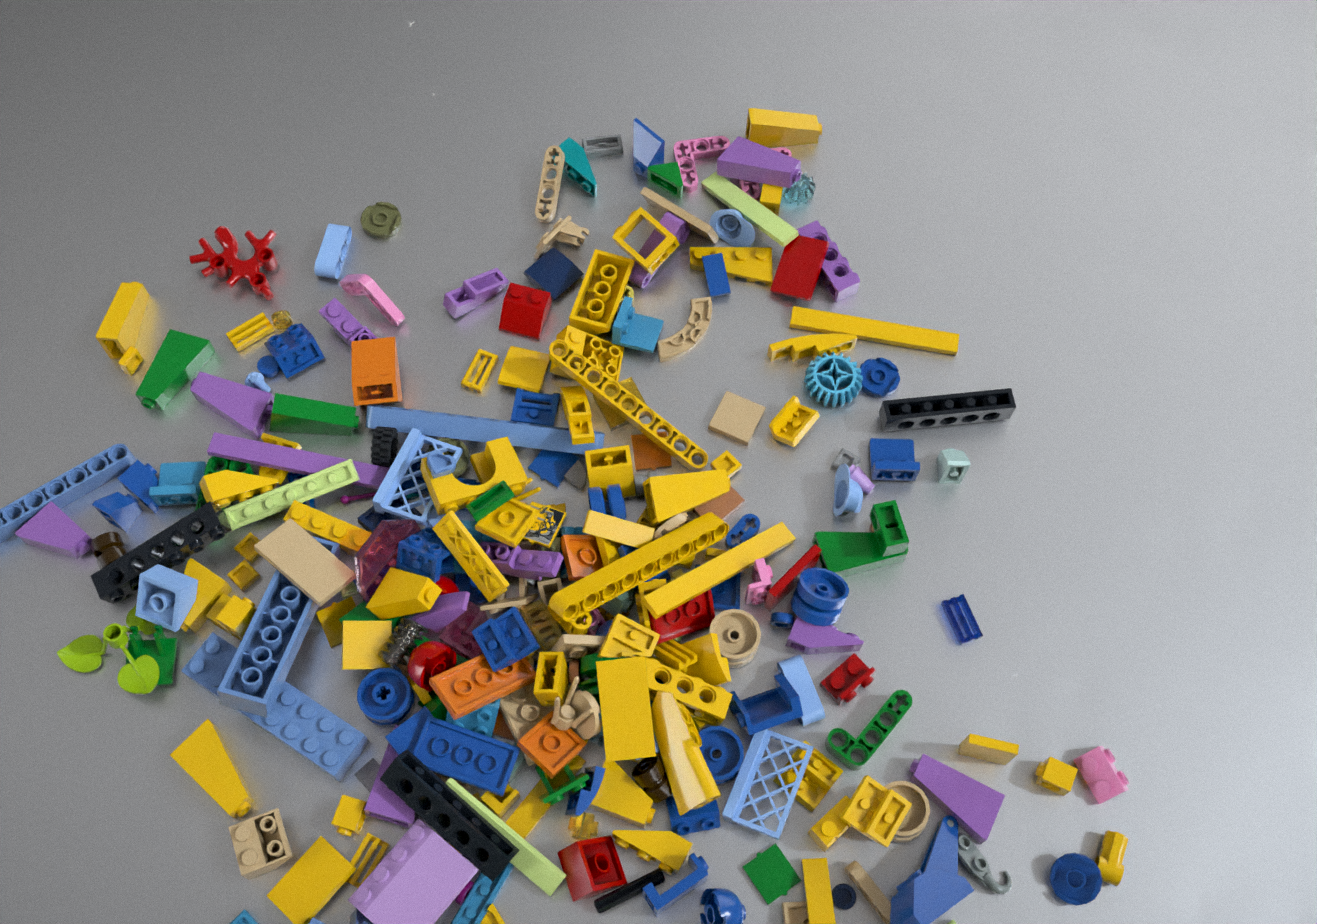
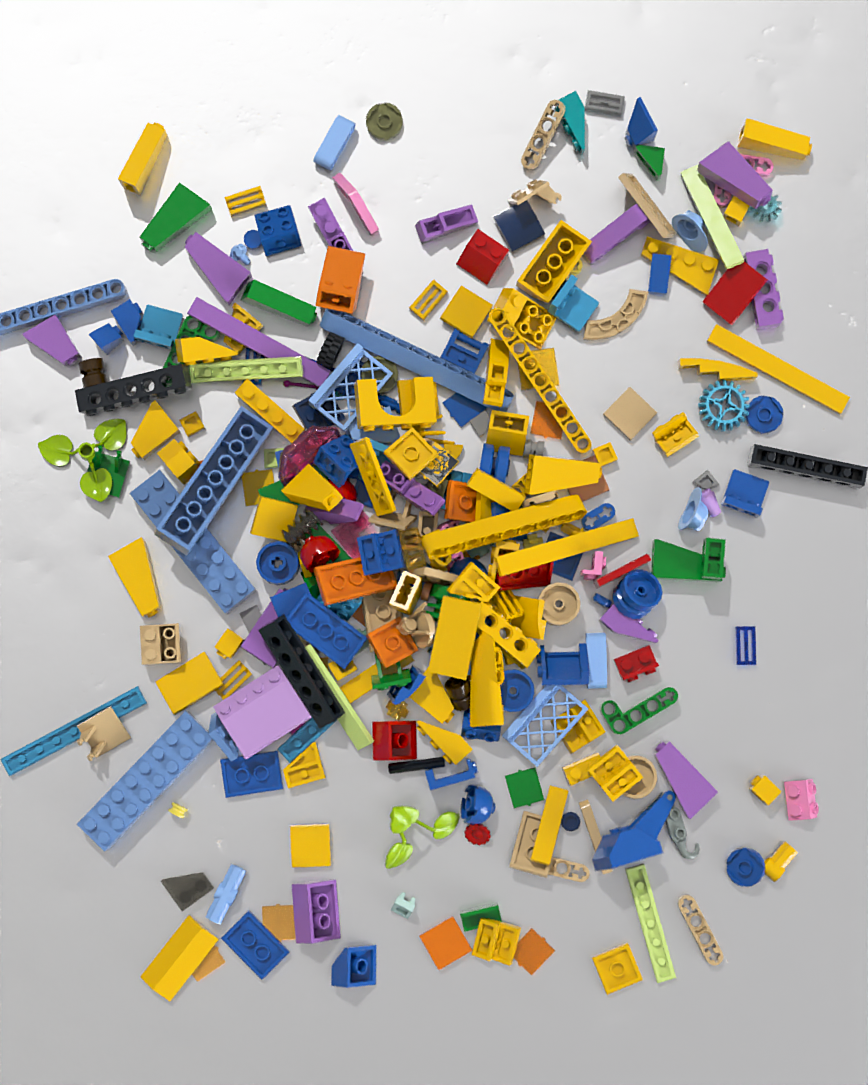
camera: 20 degrees right, 20 degrees up
(130, 361) = (140, 200): yellow tile -> none
(165, 596) = (130, 429): light blue slope -> none
(223, 263) = (251, 139): red plant -> none
(246, 548) = (202, 402): yellow tile -> none
(281, 320) = (274, 199): clear yellow bush -> none
(305, 562) = (243, 437): tan tile -> none
(440, 464) = (370, 389): medium blue tile -> none
(490, 501) = (401, 434): green tile -> none
(660, 254) = (614, 245): yellow window -> none
(692, 153) = (684, 137): bright pink beam -> none
(952, 466) = (791, 515): light aqua slope -> none
(988, 749) = (719, 754): yellow tile -> none

